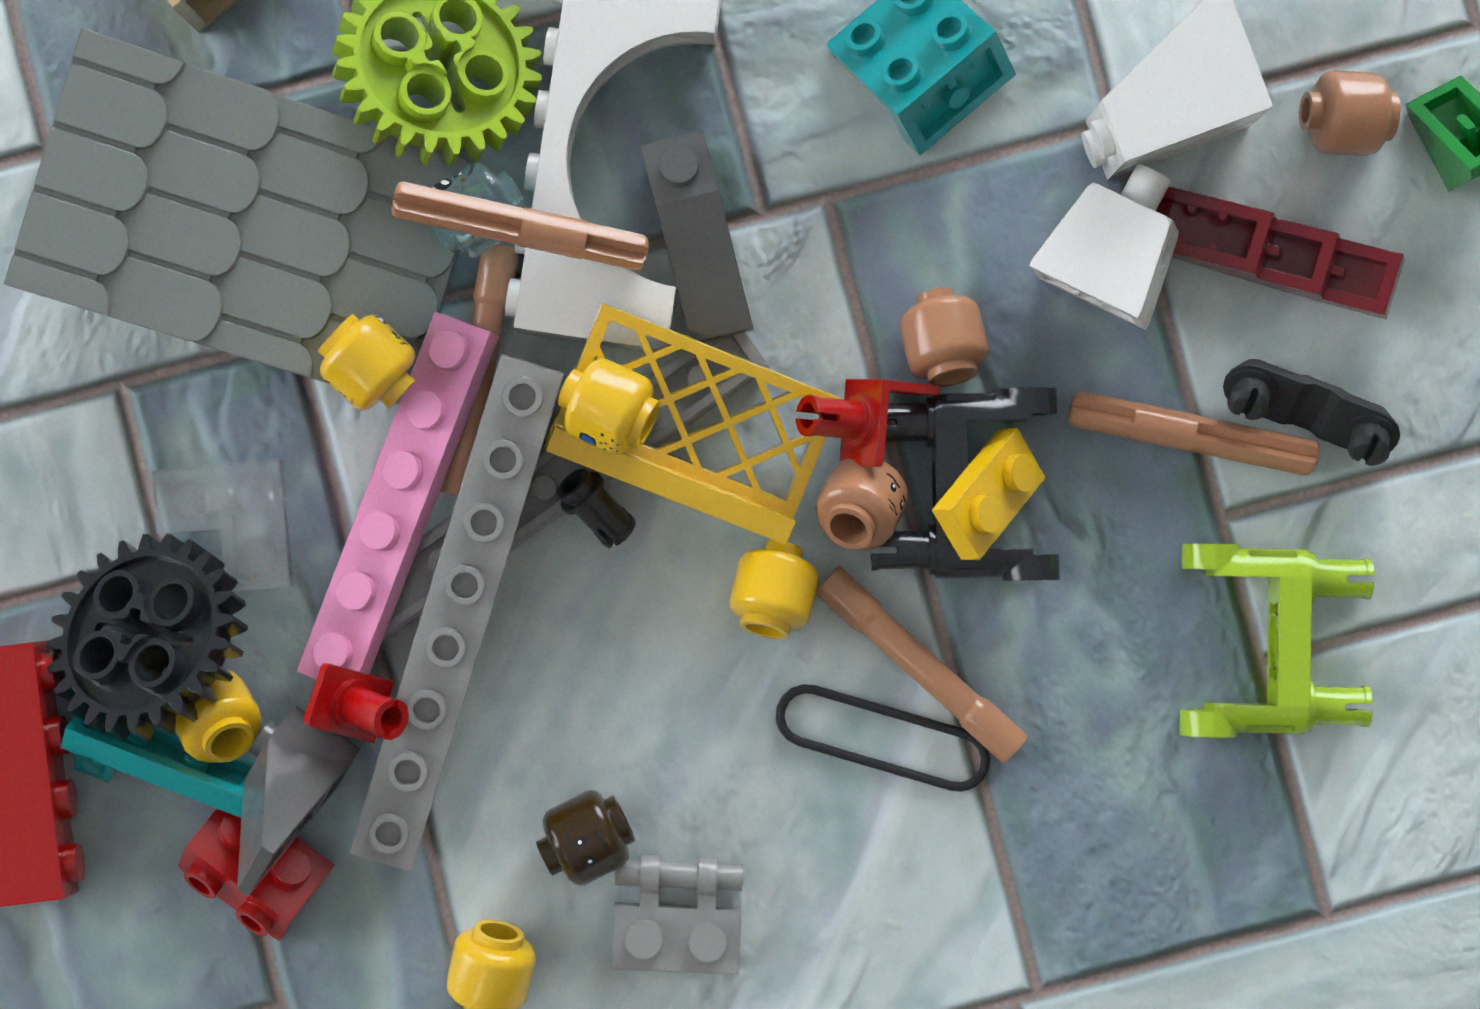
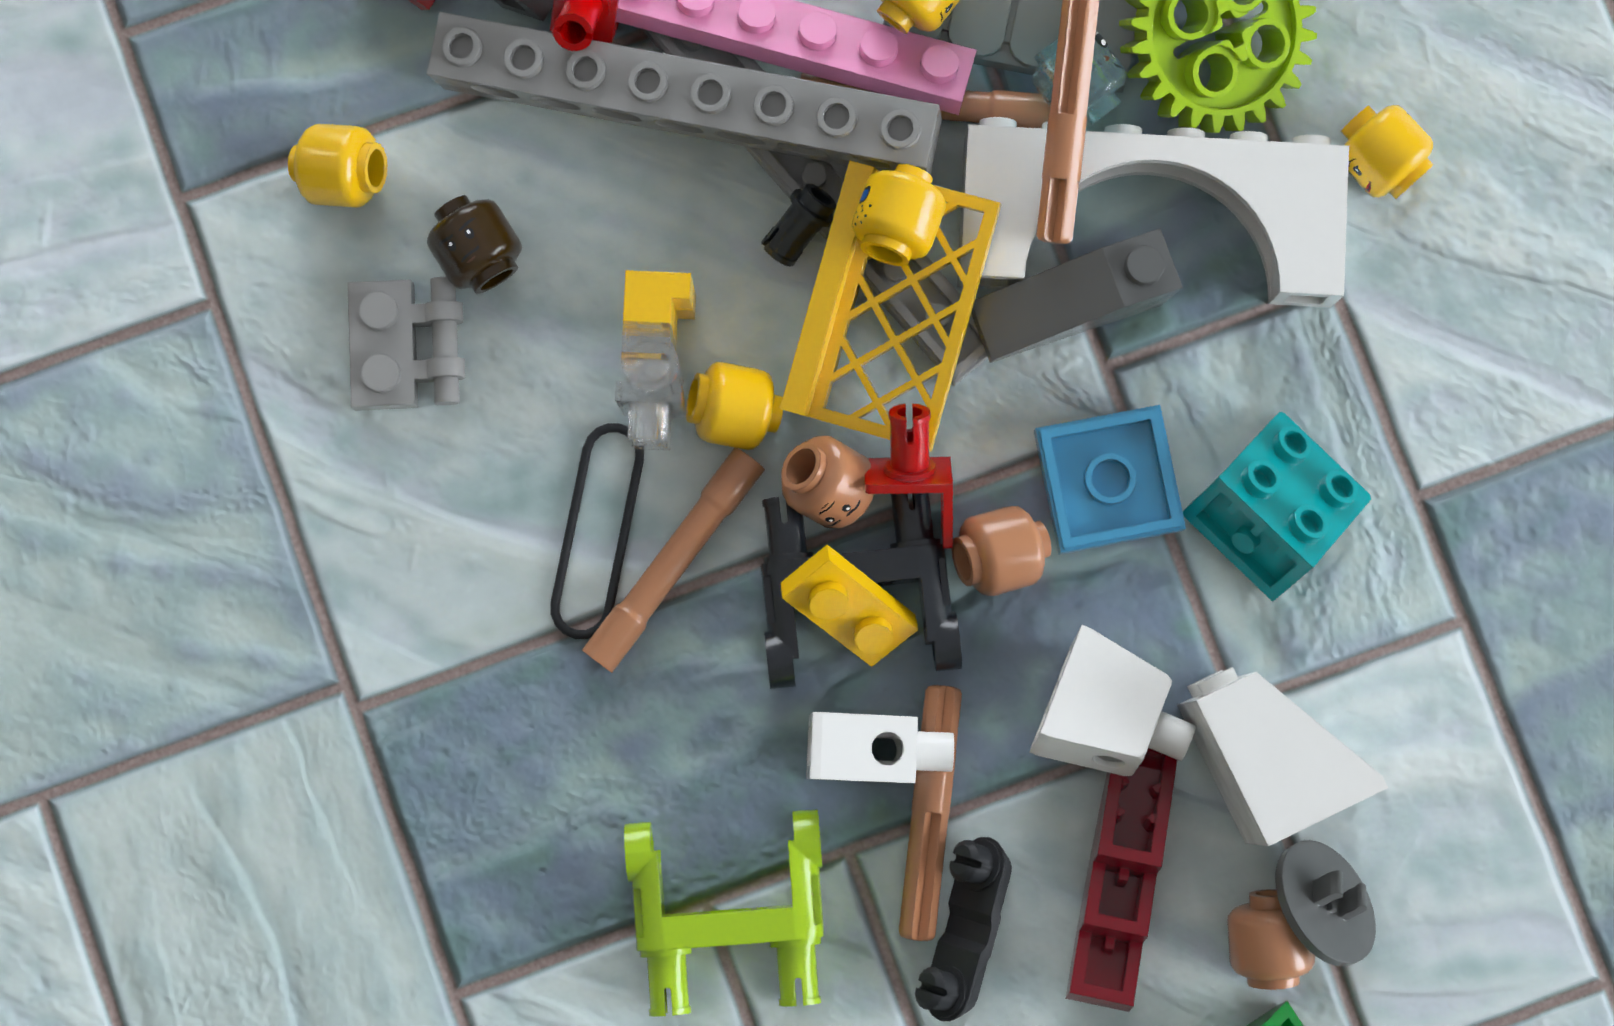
camera: 80 degrees right, 5 degrees down
(724, 670) = (649, 355): none -> clear hips
(881, 222) = (1109, 479): none -> dark azure plate
(1120, 510) = (843, 742): none -> white torso
(1321, 56) = (1325, 903): none -> dark grey piece

